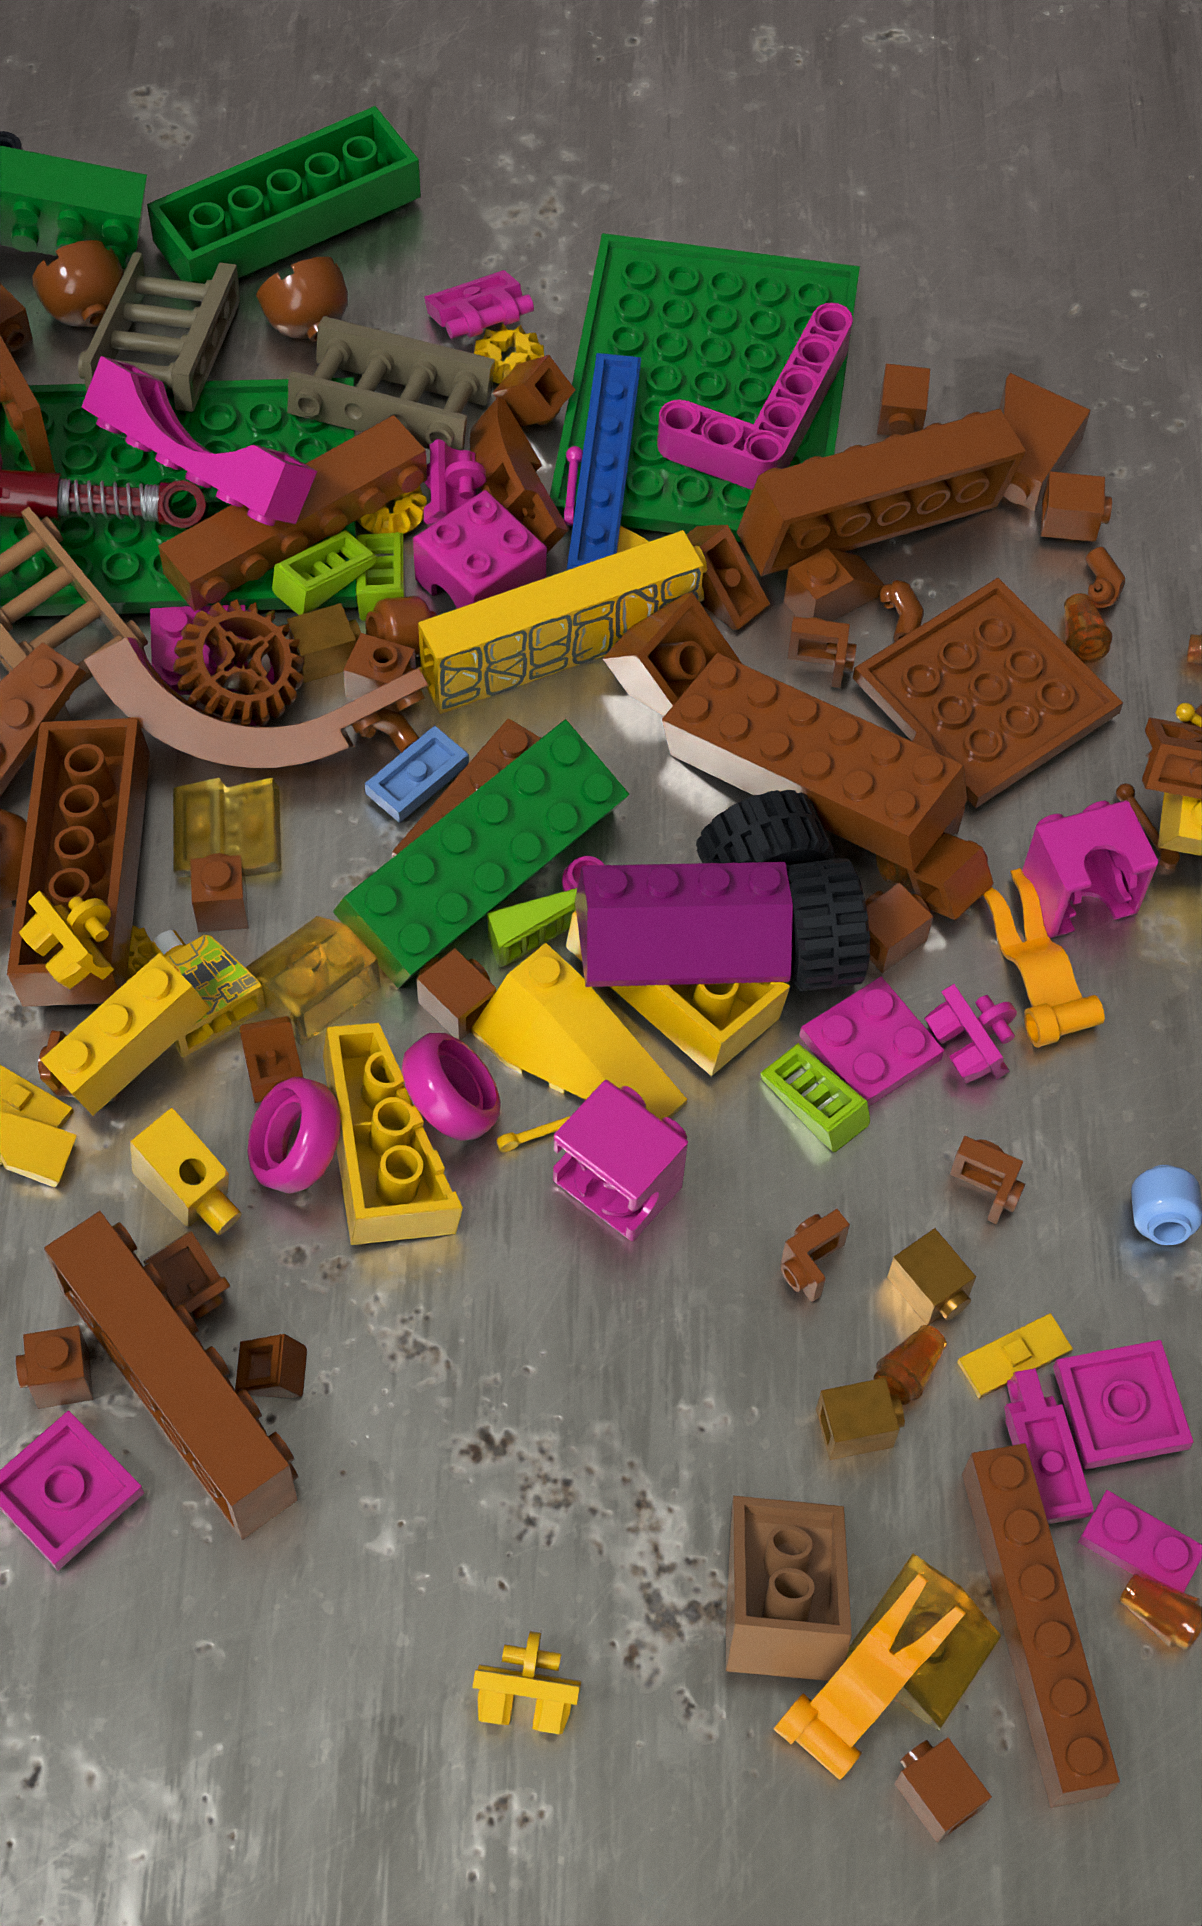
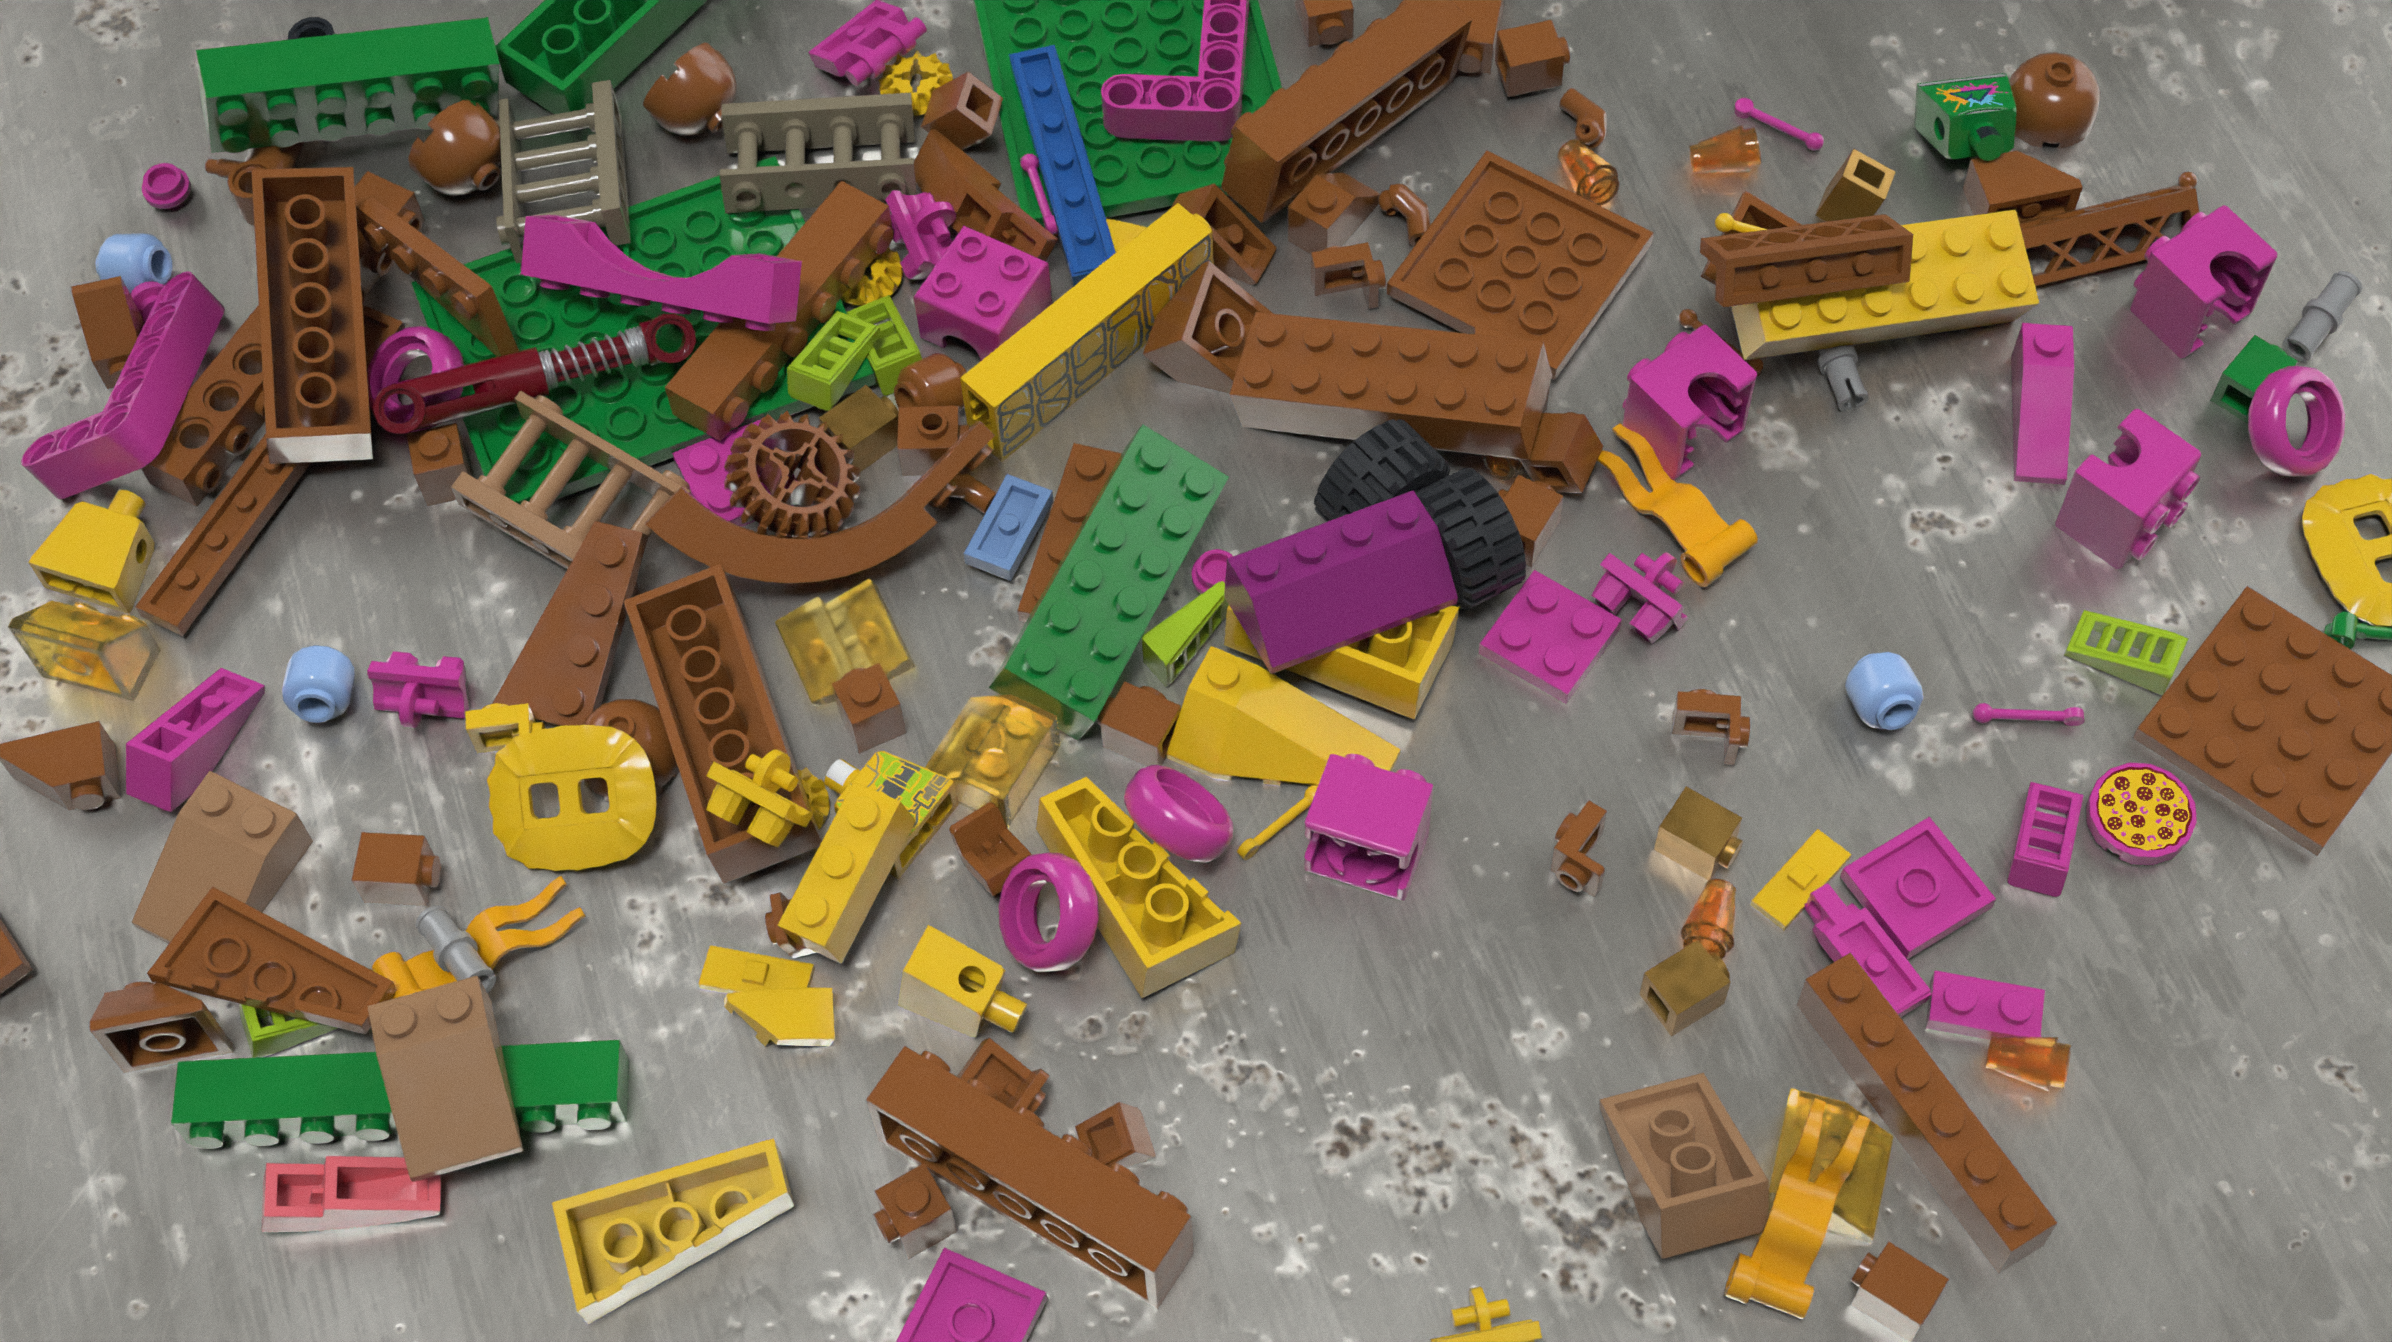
camera: 15 degrees left, 0 degrees up
(839, 1119) = (1549, 719): lime slope -> none

